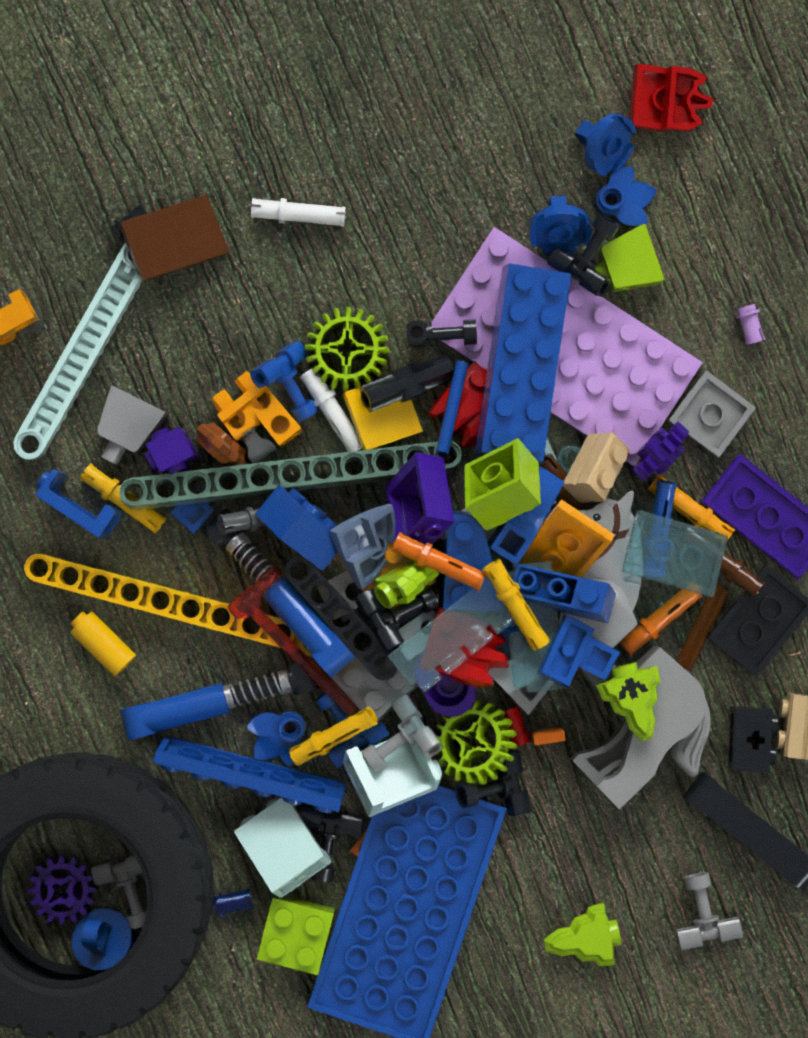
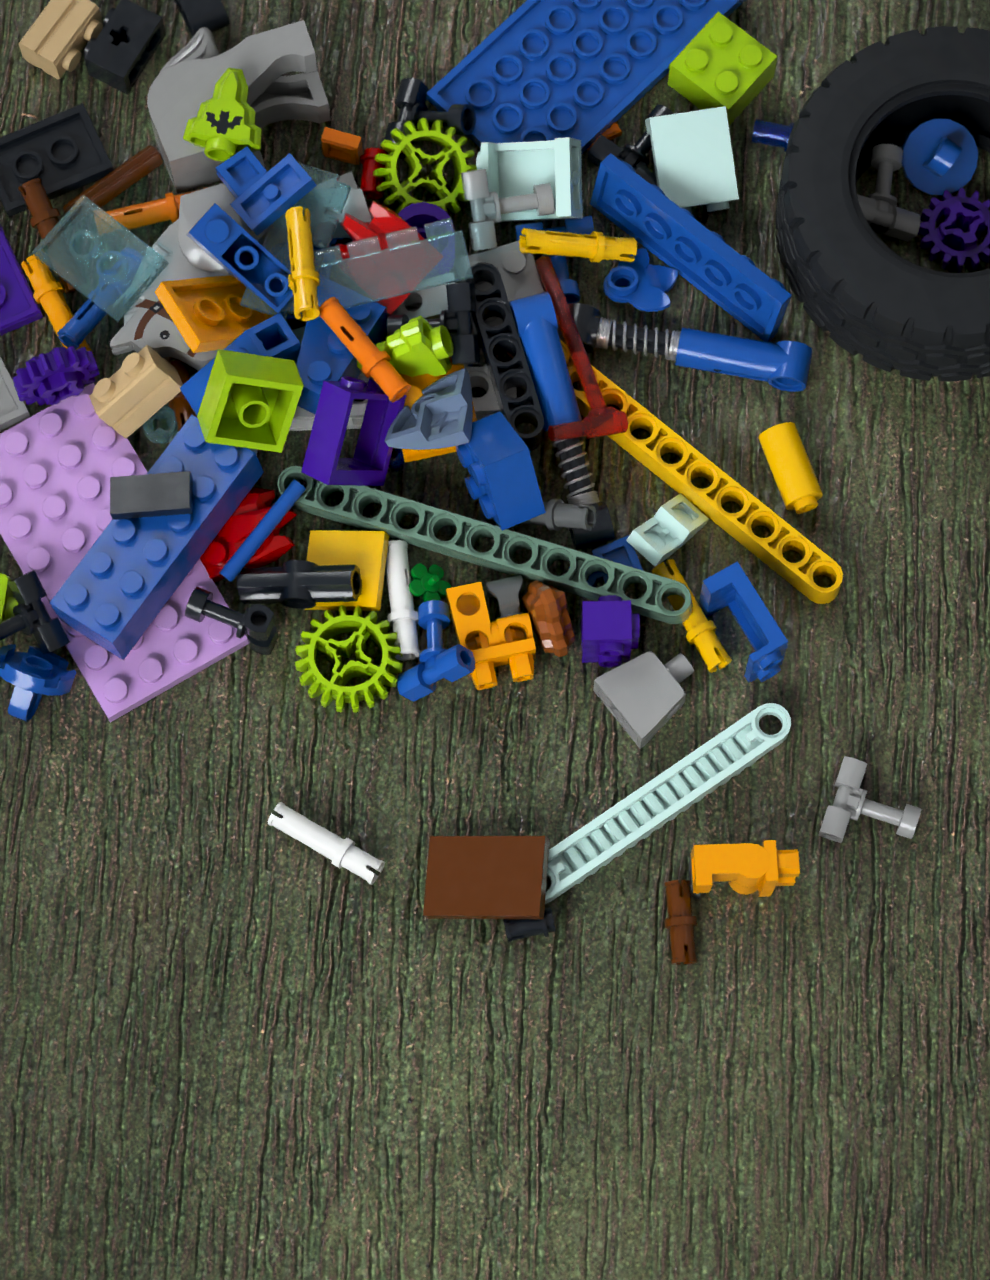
camera: 155 degrees left, 15 degrees down
(27, 274) = (680, 922): none -> reddish brown pin
(168, 553) = (668, 529): none -> light aqua slope
(319, 433) = (428, 582): none -> green plant
(537, 381) = (151, 495): none -> black tile

